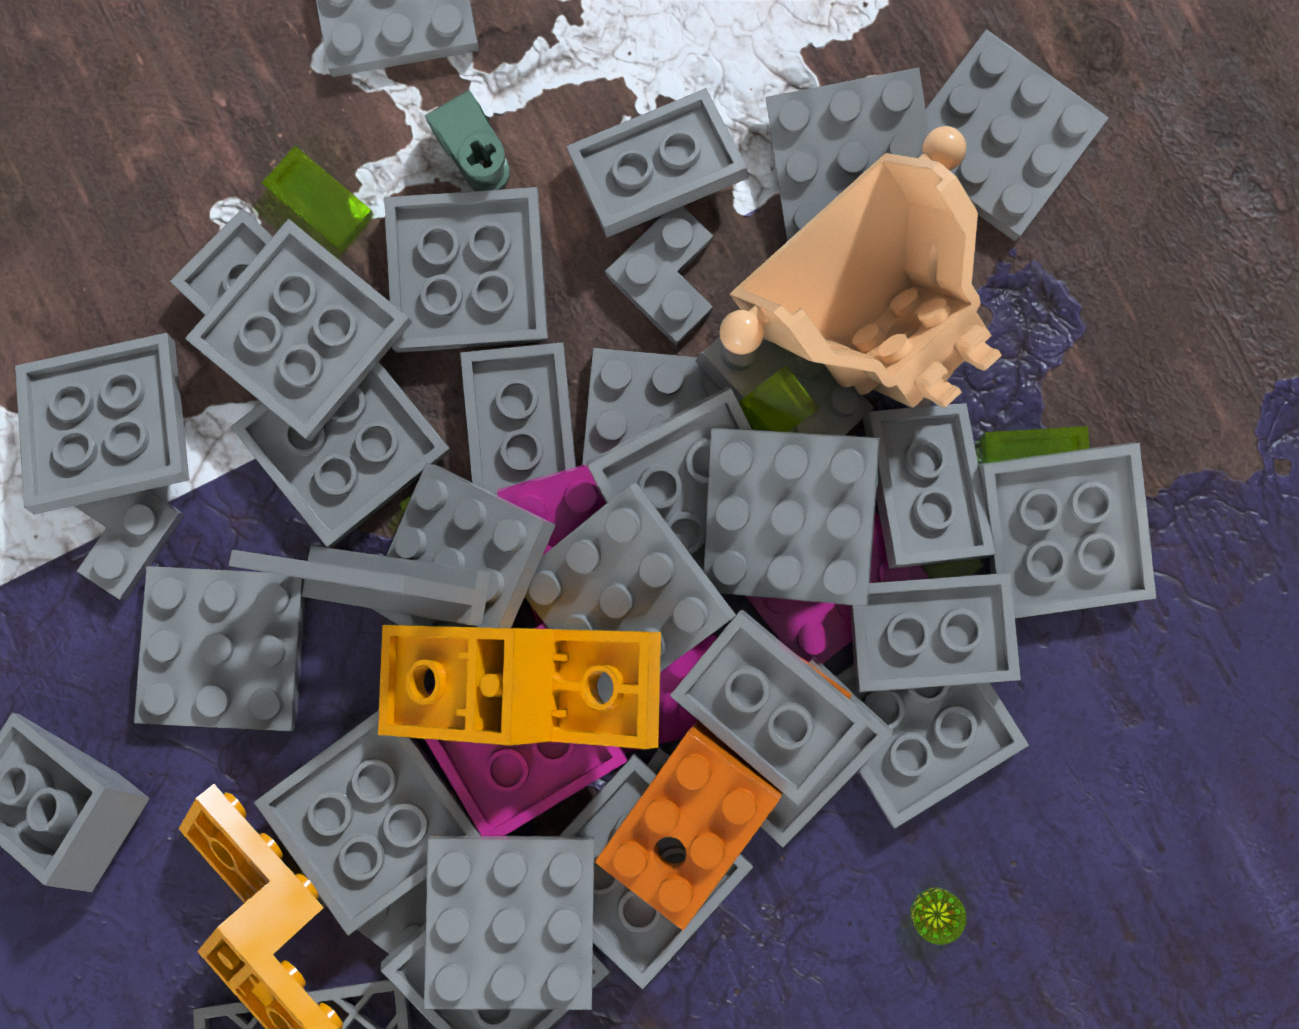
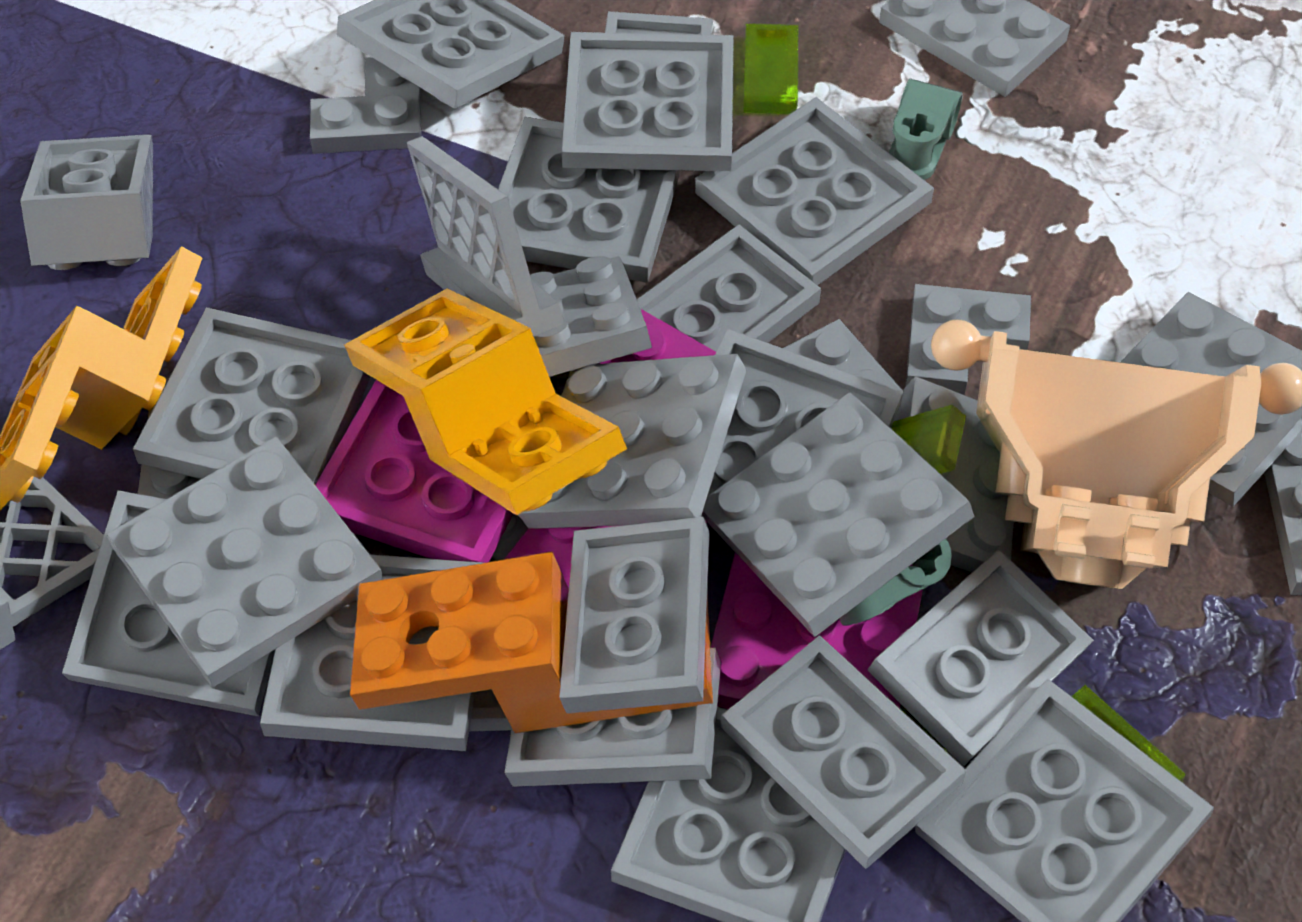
camera: 55 degrees right, 30 degrees down
(220, 649) = (324, 234): light grey plate -> none
(657, 162) = (1045, 255): light grey plate -> none

